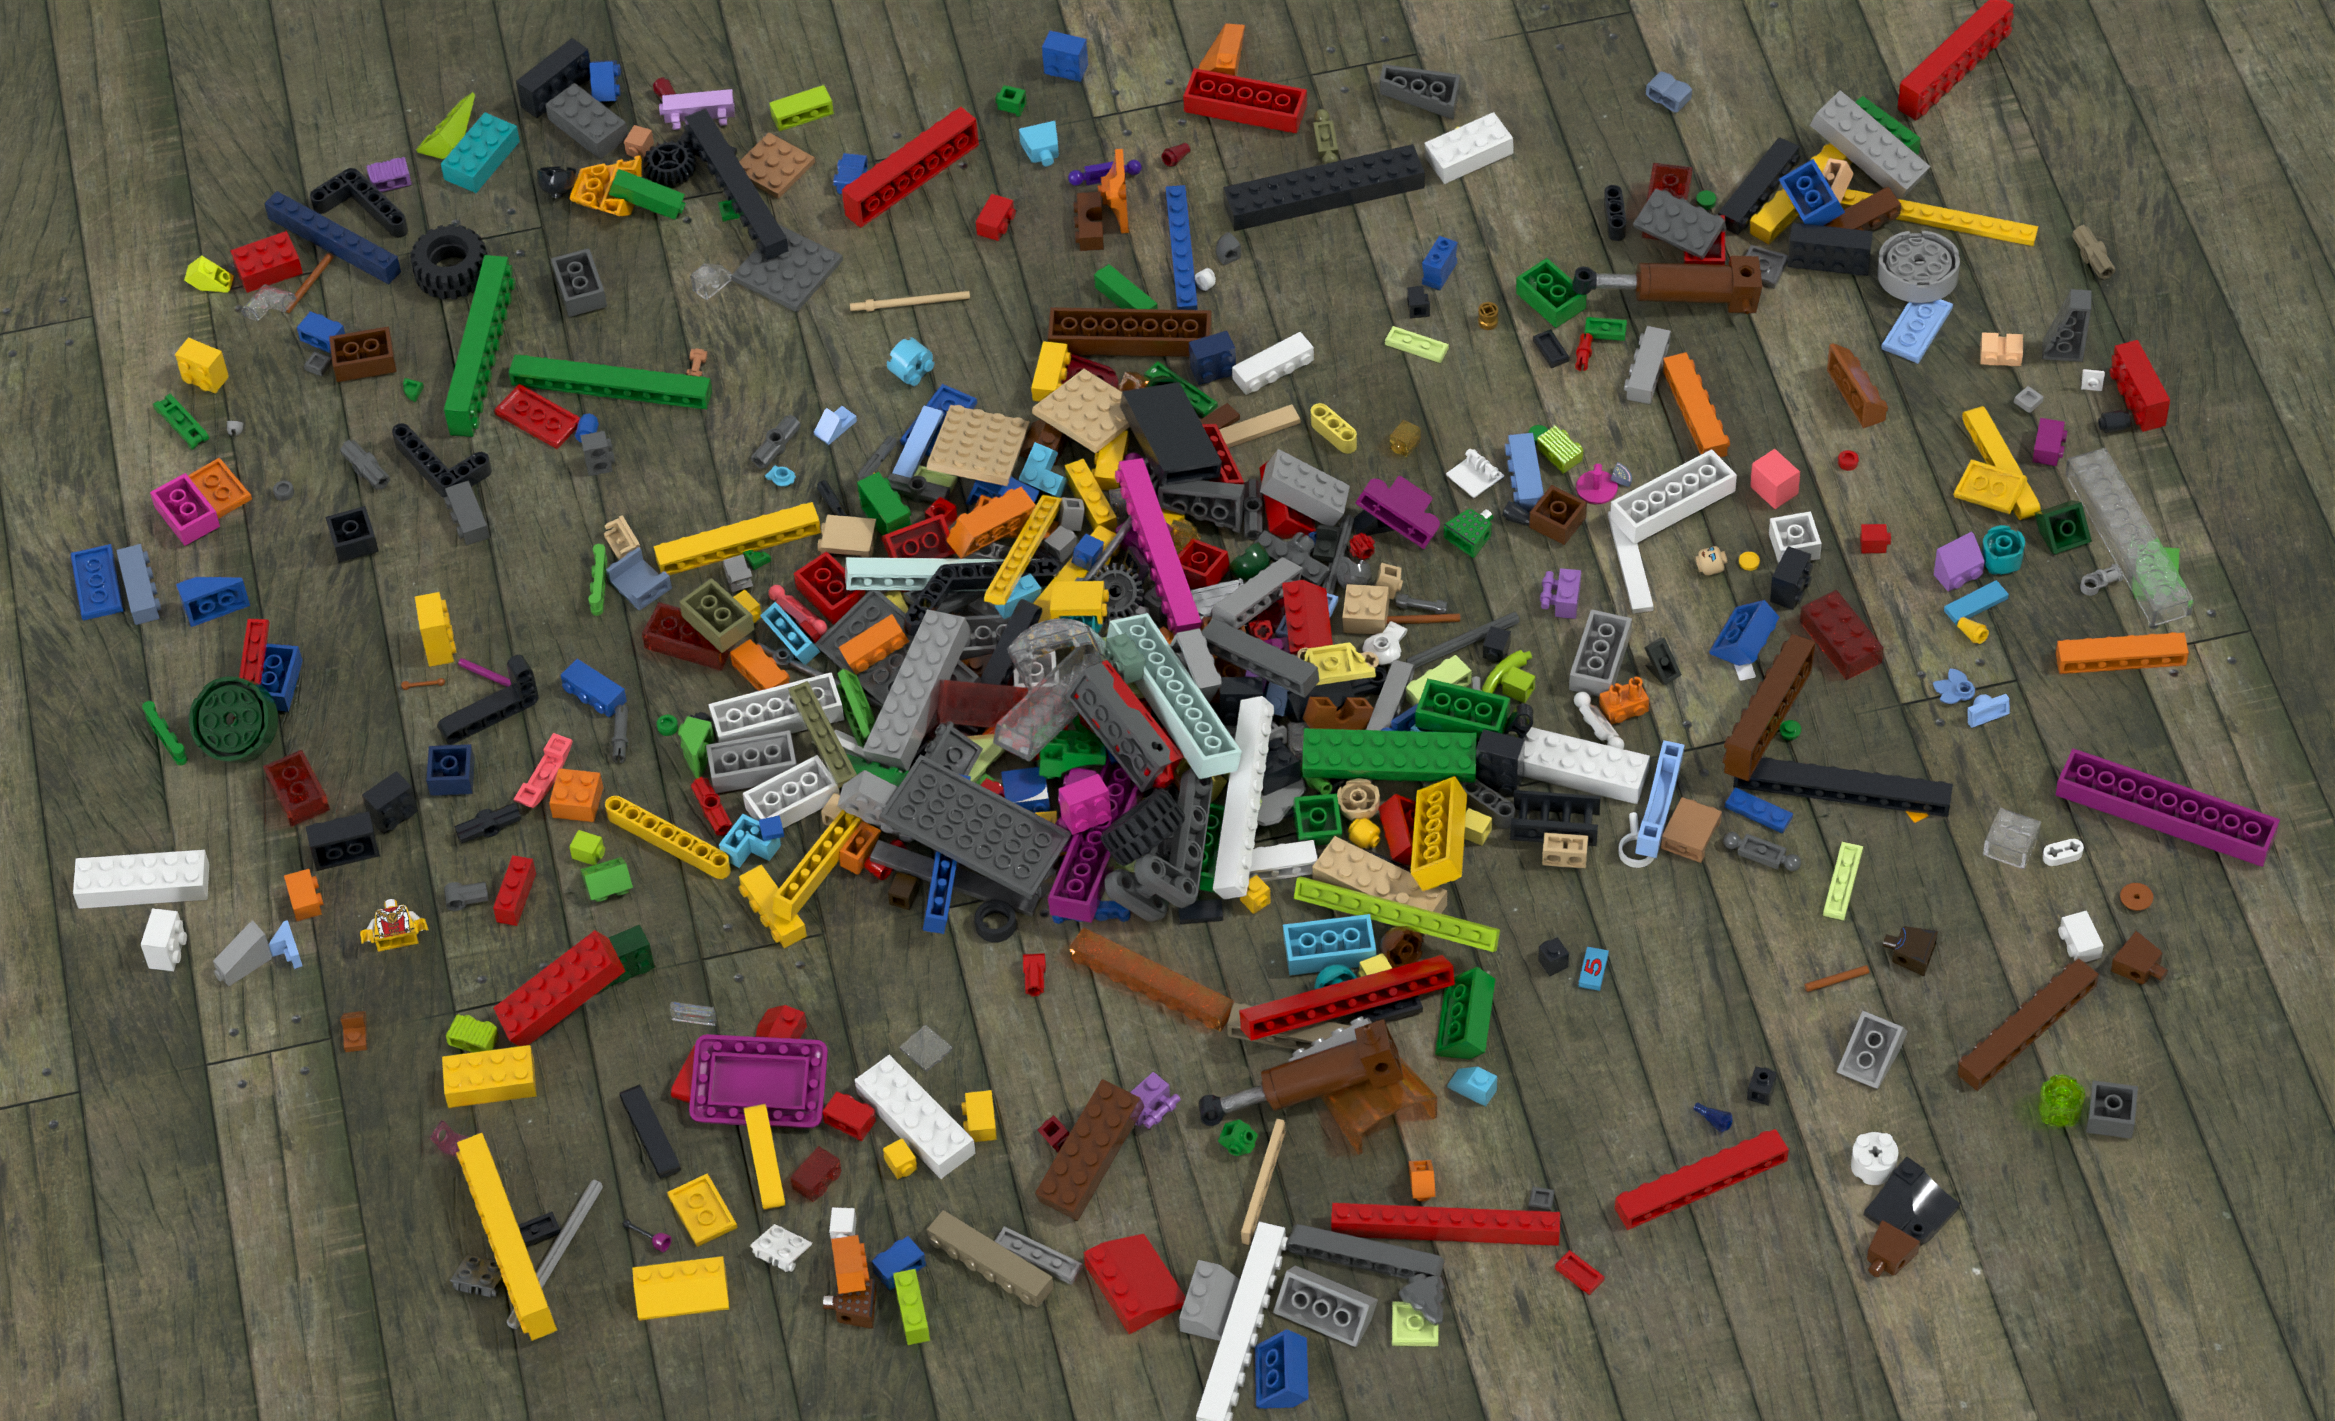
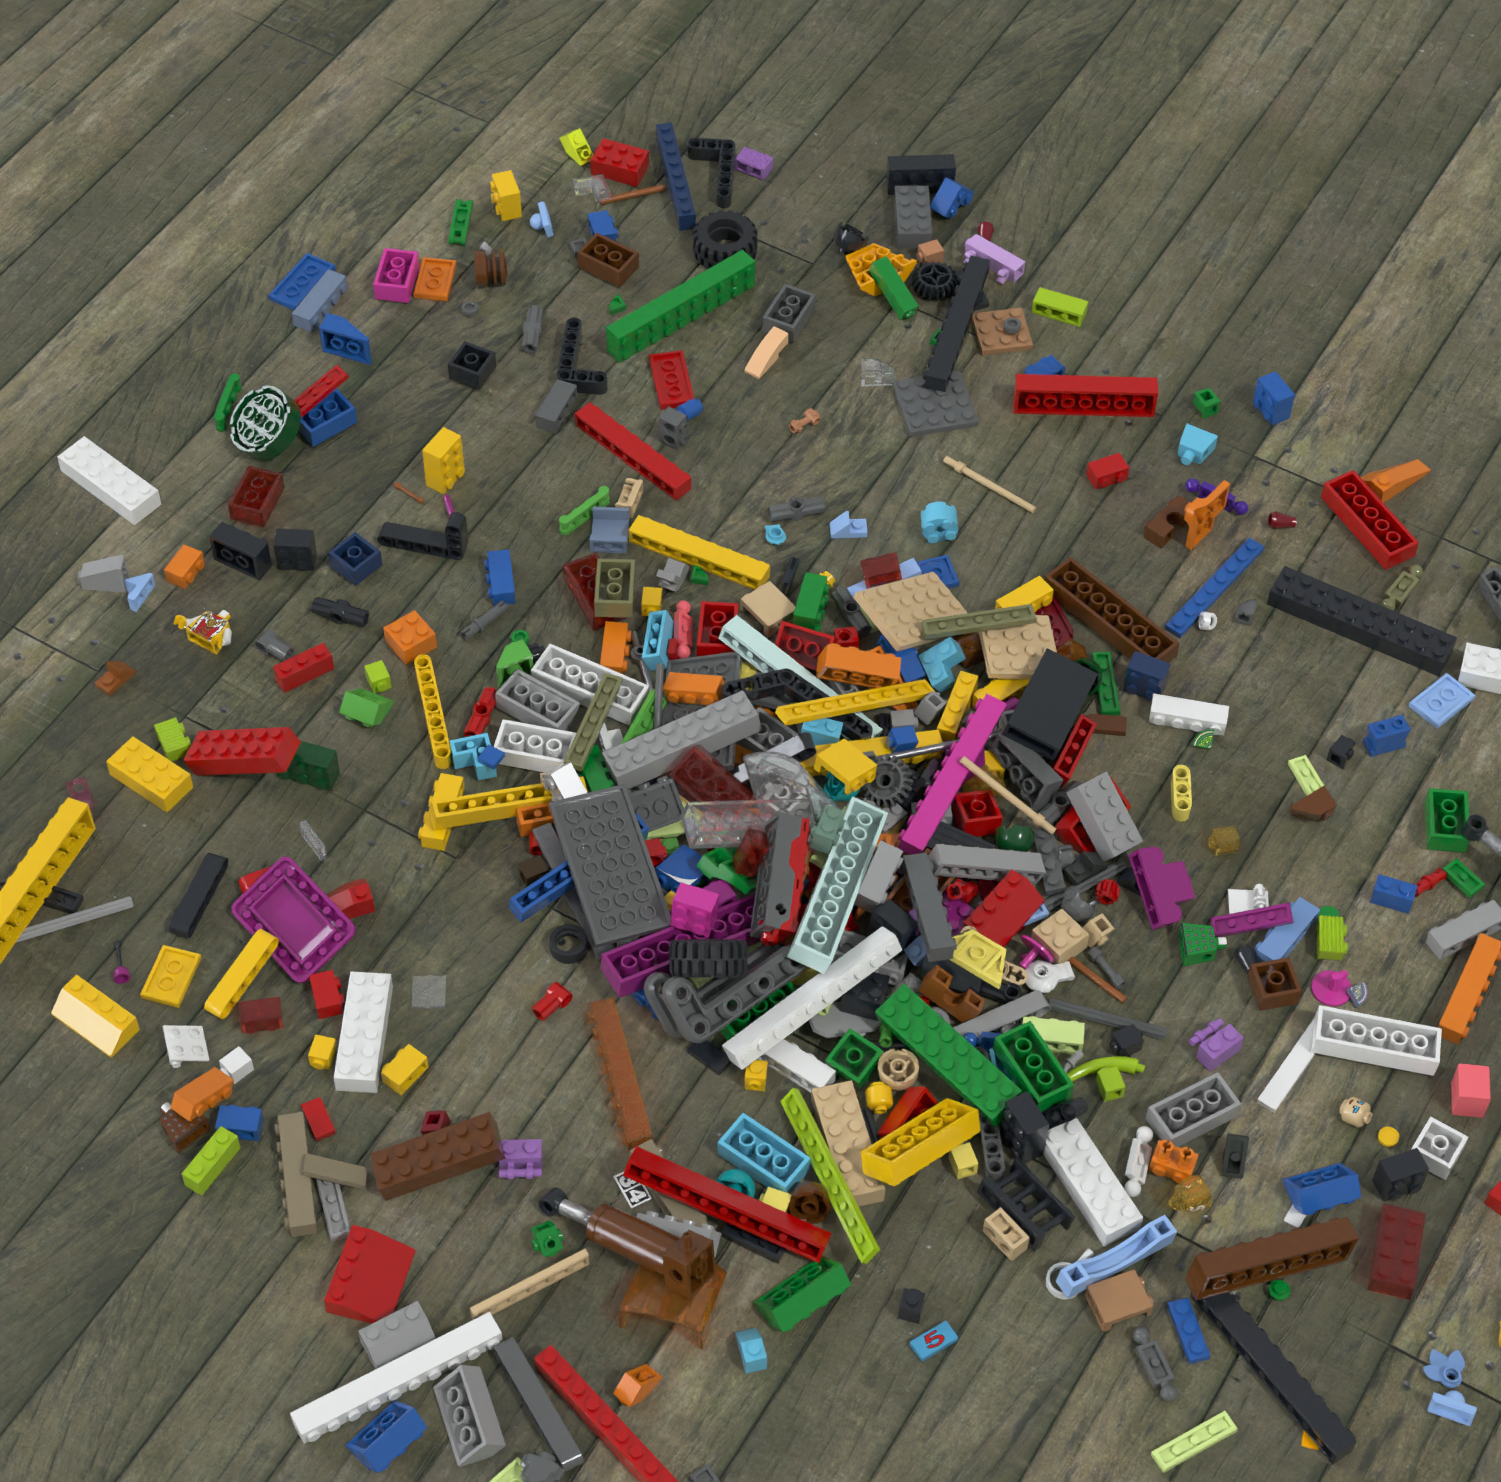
camera: 40 degrees right, 0 degrees up
(163, 940) = (72, 526): white brick -> none
(257, 363) = (542, 220): none -> light blue tile
(265, 439) = (490, 267): none -> reddish brown wheel
(449, 131) = (817, 164): lime wedge -> none
(480, 152) = (824, 189): teal brick -> none
(546, 771) = (432, 599): coral slope -> none
(579, 499) = (633, 451): none -> red brick
(597, 331) = (767, 352): none -> light nougat slope
(610, 381) = (739, 391): green brick -> none
(782, 153) = (1012, 326): none -> dark grey tile
(855, 677) = (658, 695): none -> dark grey bar
(877, 458) = (838, 570): dark grey axle -> none
(910, 435) = (881, 570): none -> clear red brick
(957, 1207) = (318, 1119): none -> red tile
(1019, 1230) = (335, 1171): none -> dark tan tile
(1045, 412) = (978, 621): none -> olive plate
(1080, 726) = (751, 852): none -> clear red brick
(1121, 290) = (1138, 585): green brick -> none
(1253, 531) = (1038, 819): none -> tan bar
(1253, 1052) = (633, 1191): none -> white sticker
(1260, 426) = (1131, 750): tan tile -> none
(1305, 373) = (1204, 739): none -> green tile
(1360, 630) = (1036, 950): none -> dark pink shield
(1447, 205) = (1441, 700): none -> light blue tile
(1447, 356) = (1314, 806): none -> reddish brown slope
(1488, 316) = (1383, 801): pearl gold wheel -> none
(1493, 479) = (1252, 920): none -> magenta tile
(1551, 348) = (1407, 861): black tile -> none
(1570, 380) = (1393, 894): none -> blue brick
(1663, 713) = (1191, 1195): none -> clear yellow piece

